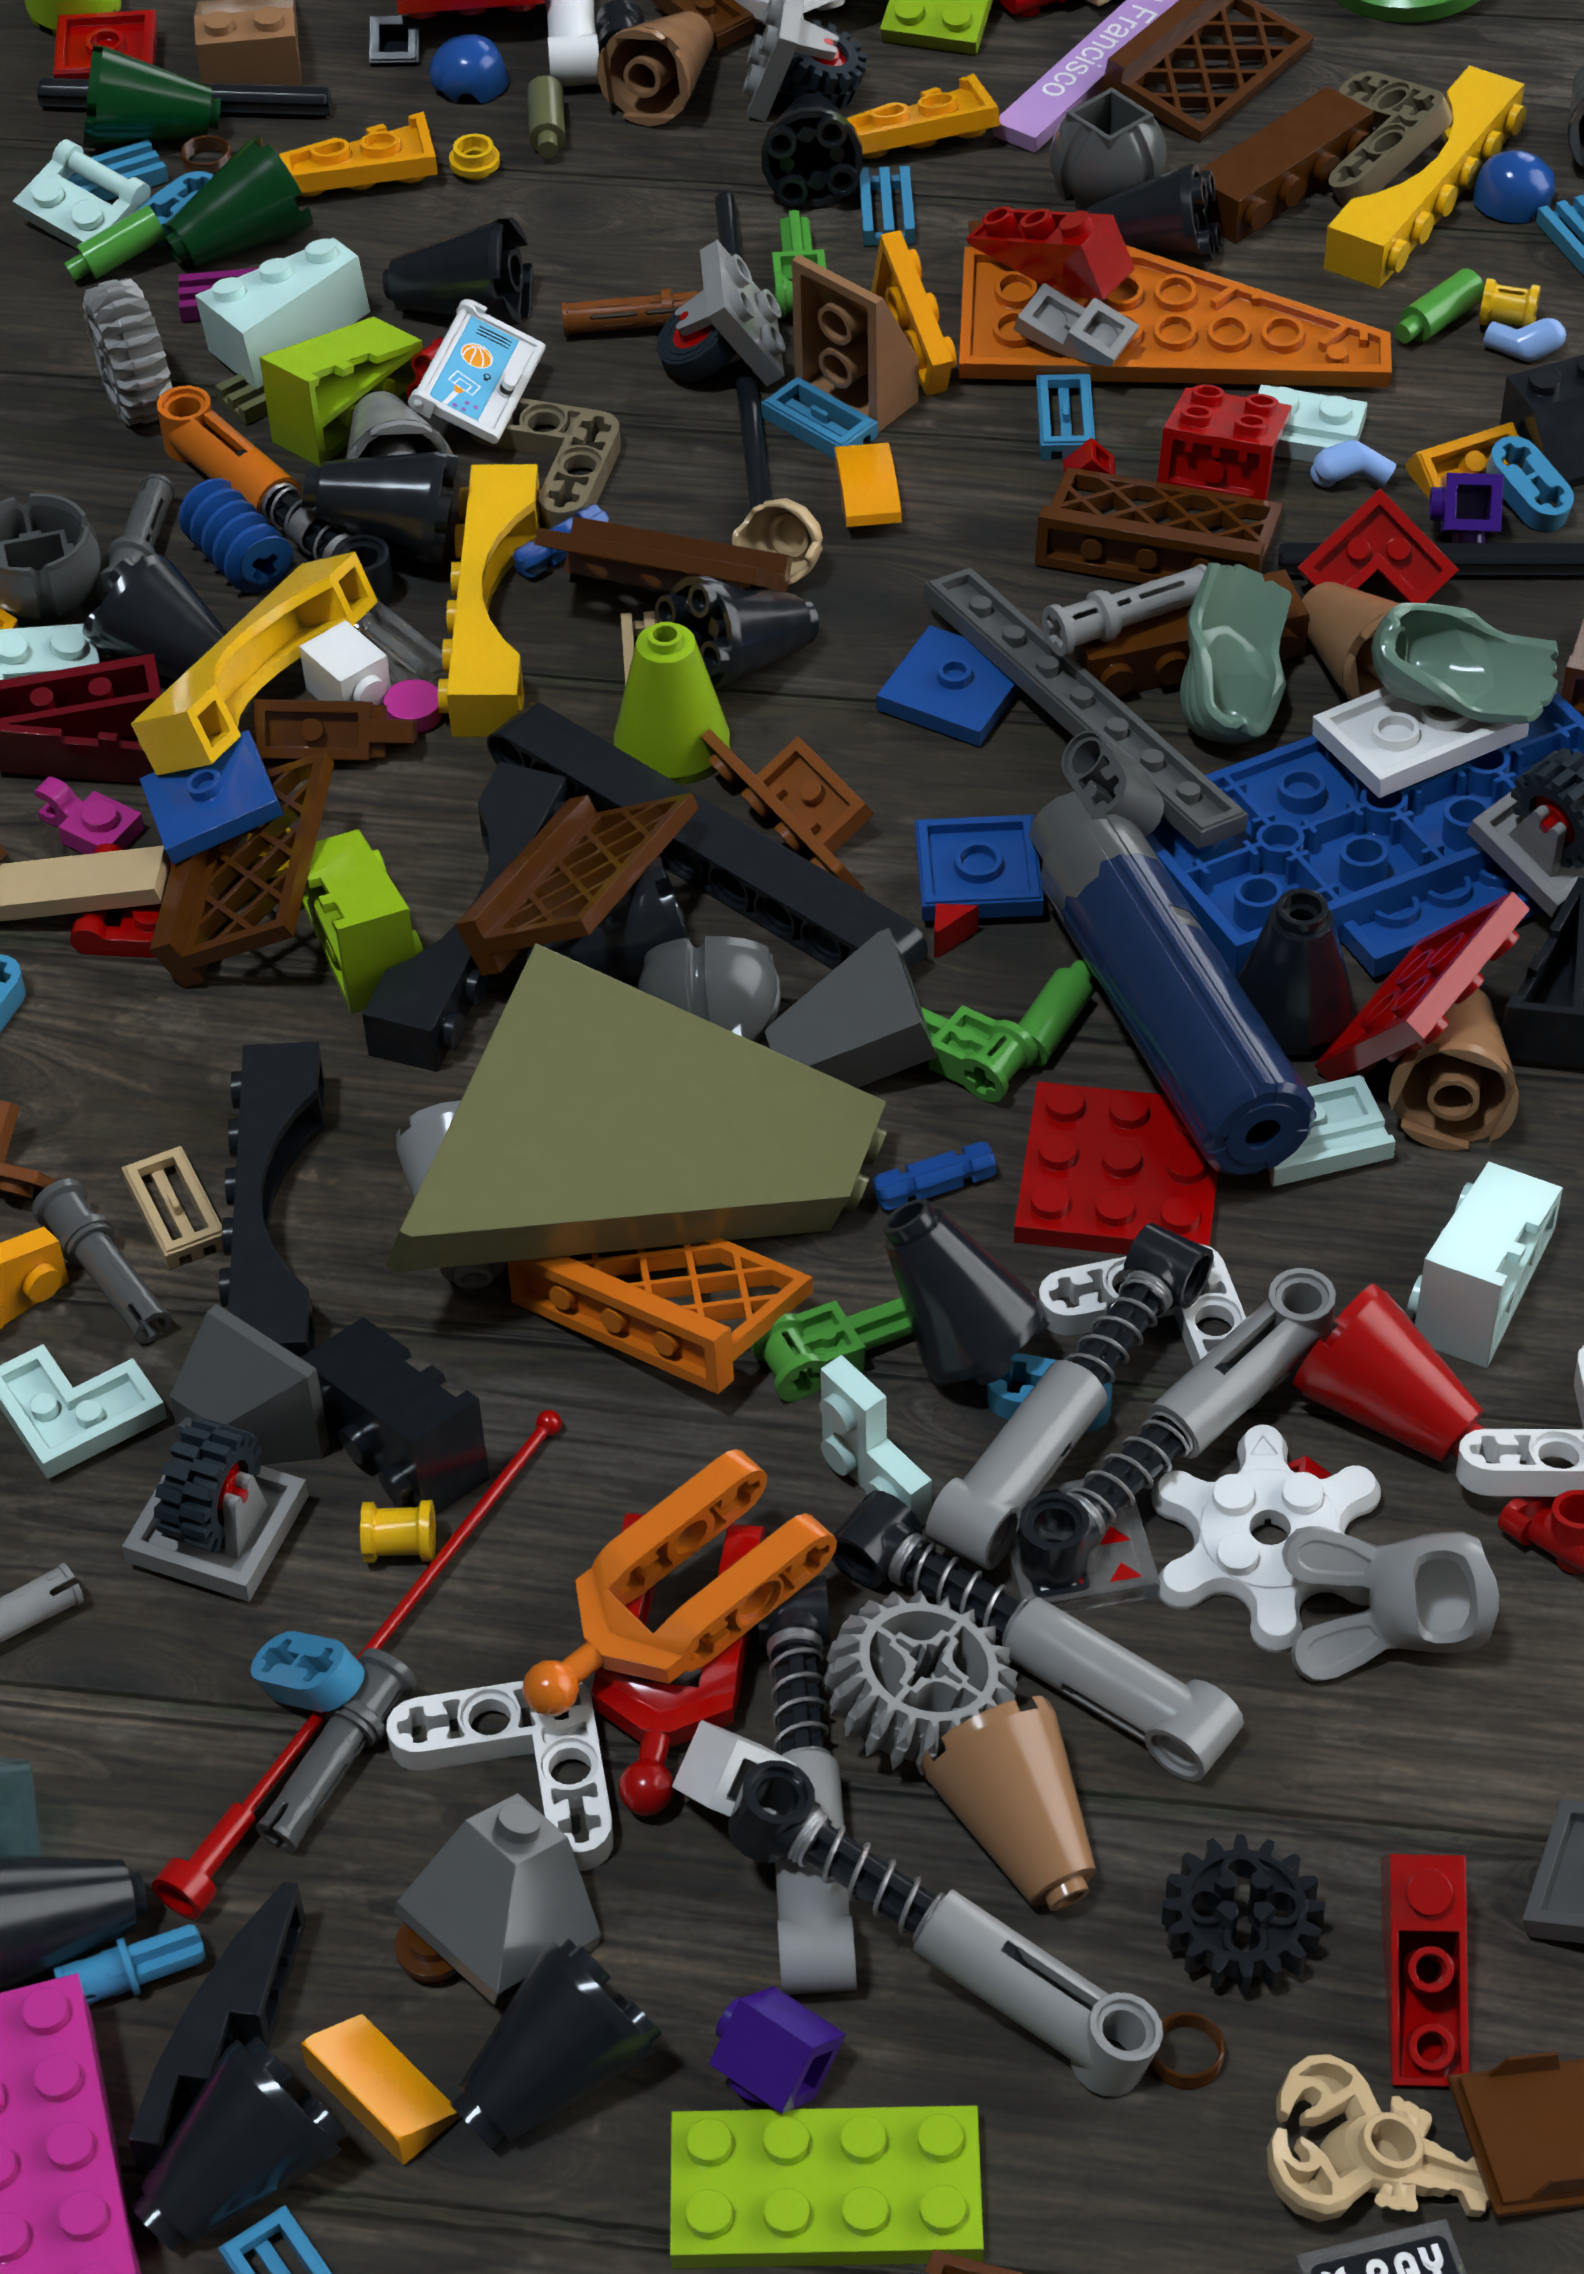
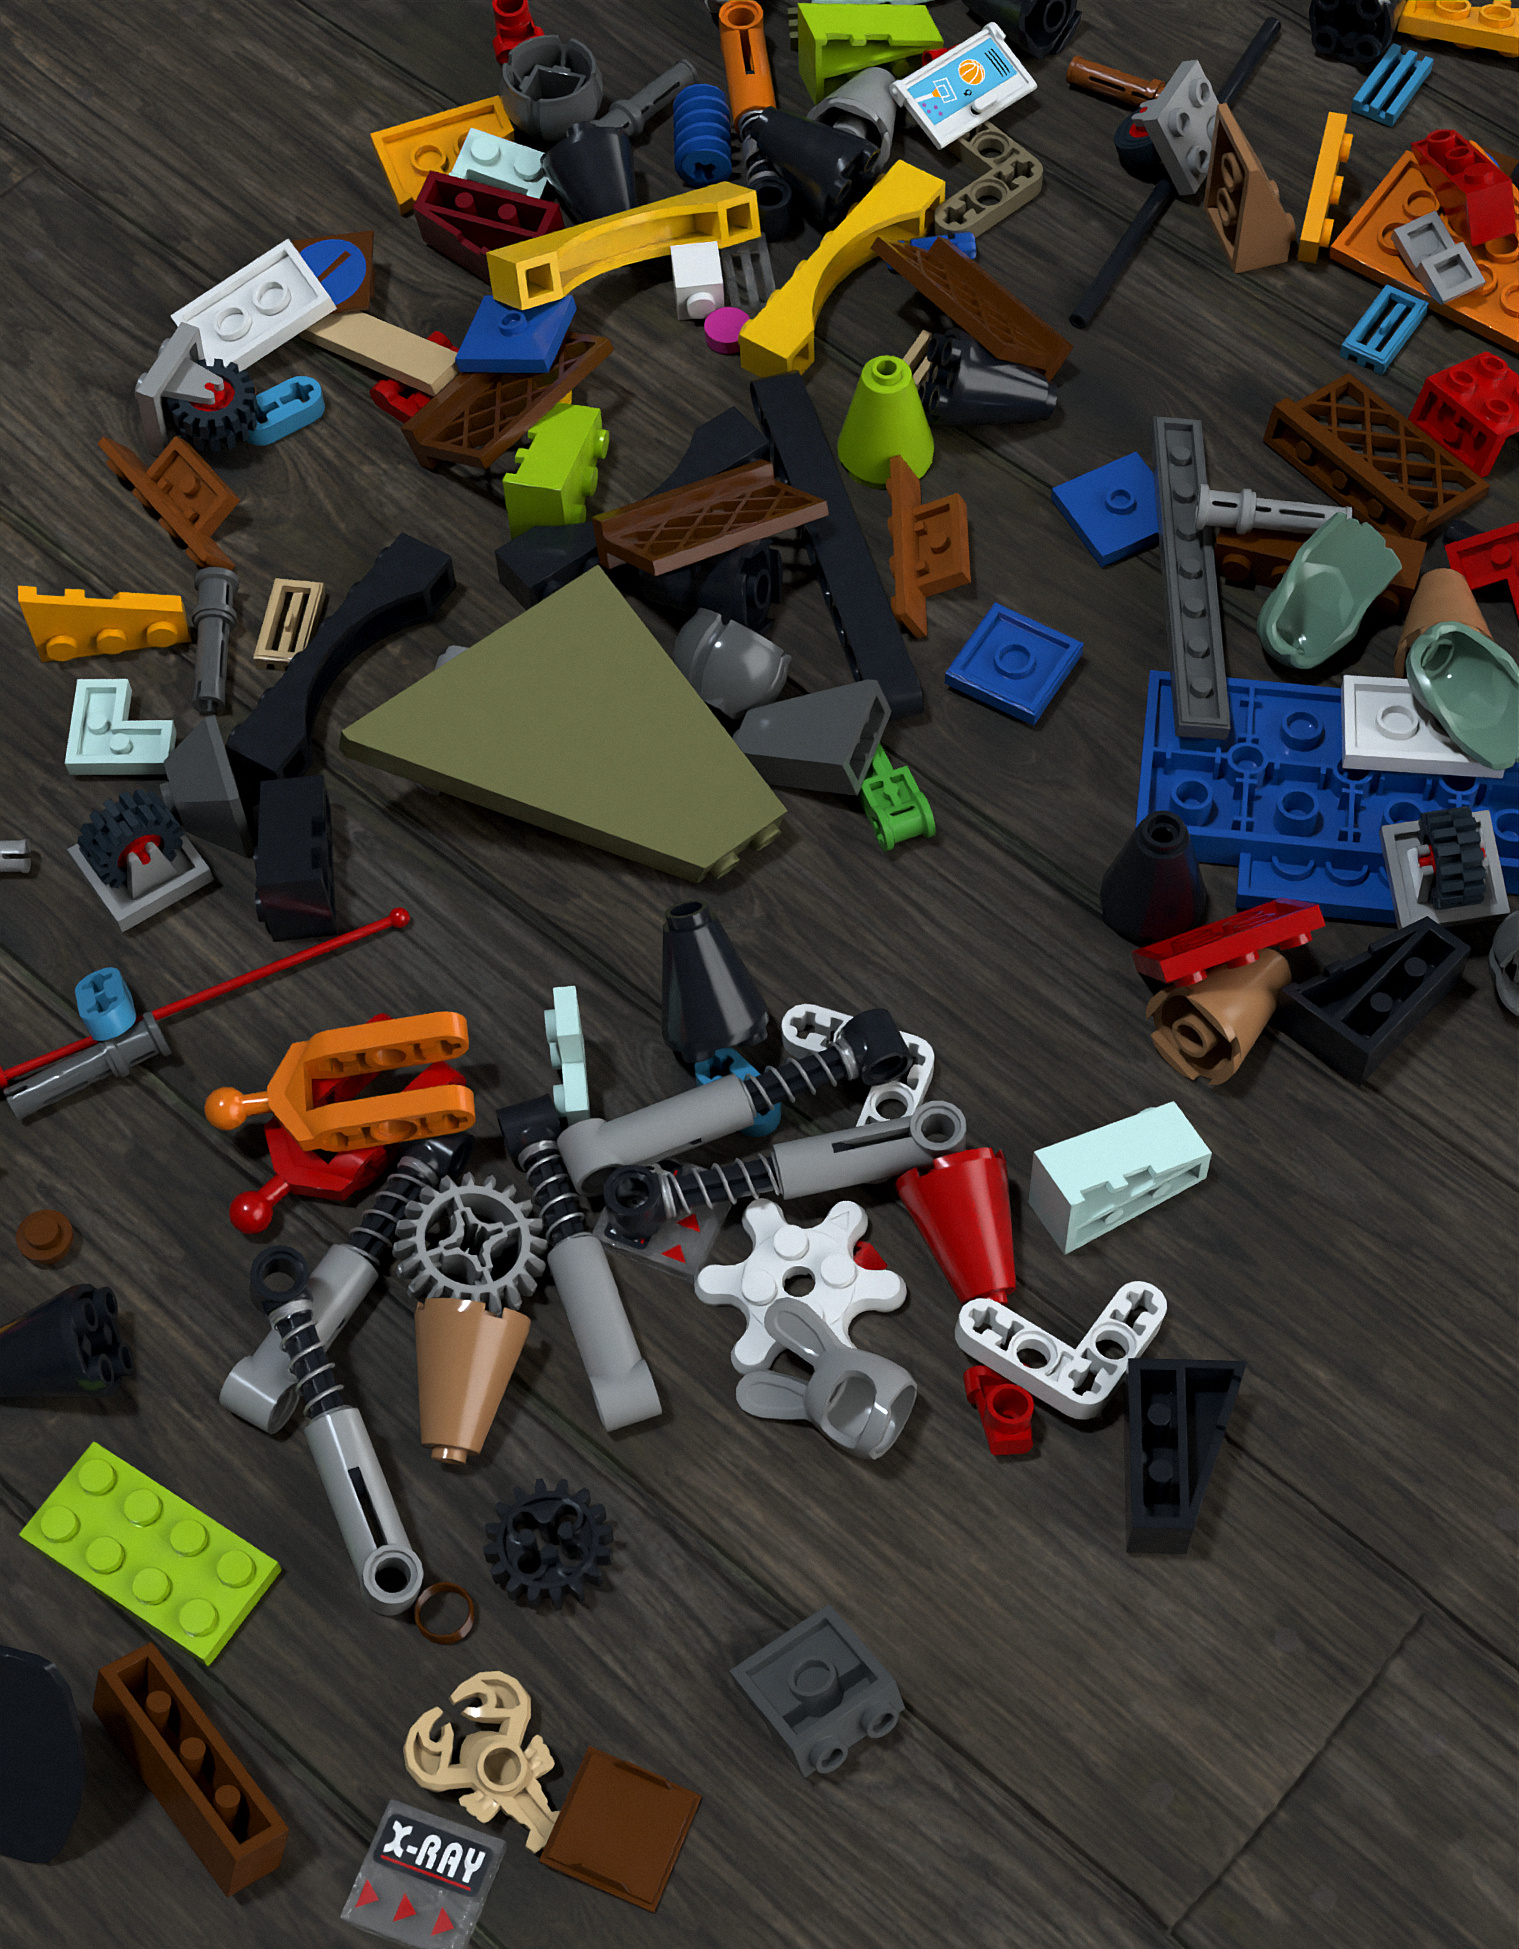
camera: 35 degrees right, 10 degrees up
(87, 822) = (447, 310): dark pink plate -> none
(338, 727) = (652, 320): reddish brown hinge -> none
(398, 1531) = (241, 939): yellow bush -> none
(500, 1897) = (95, 1233): dark grey slope -> none
(547, 1738) = (239, 1149): white beam -> none
(649, 1327) = (507, 897): orange fence -> none
(718, 1765) = (302, 1226): white brick -> none
(775, 2049) = (179, 1442): dark purple brick -> none
(783, 529) = (1081, 323): tan hair -> none
(795, 241) = (1277, 113): bright green connector -> none
(813, 424) = (1205, 267): dark azure tile -> none
(820, 1337) = (611, 966): bright green connector -> none
(867, 484) = (1184, 313): light orange slope -> none
(934, 1175) = (792, 883): blue axle -> none
(953, 925) = (958, 699): red piece -> none
(1057, 1008) = (977, 805): bright green cylinder -> none
(1091, 457) = (1376, 376): red piece -> none
(1108, 1167) = (926, 953): red plate -> none
(1162, 968) = (1061, 812): dark blue piece -> none
(1343, 1135) = (1086, 1003): light aqua plate -> none
(1425, 1966) = (638, 1657): red slope -> none

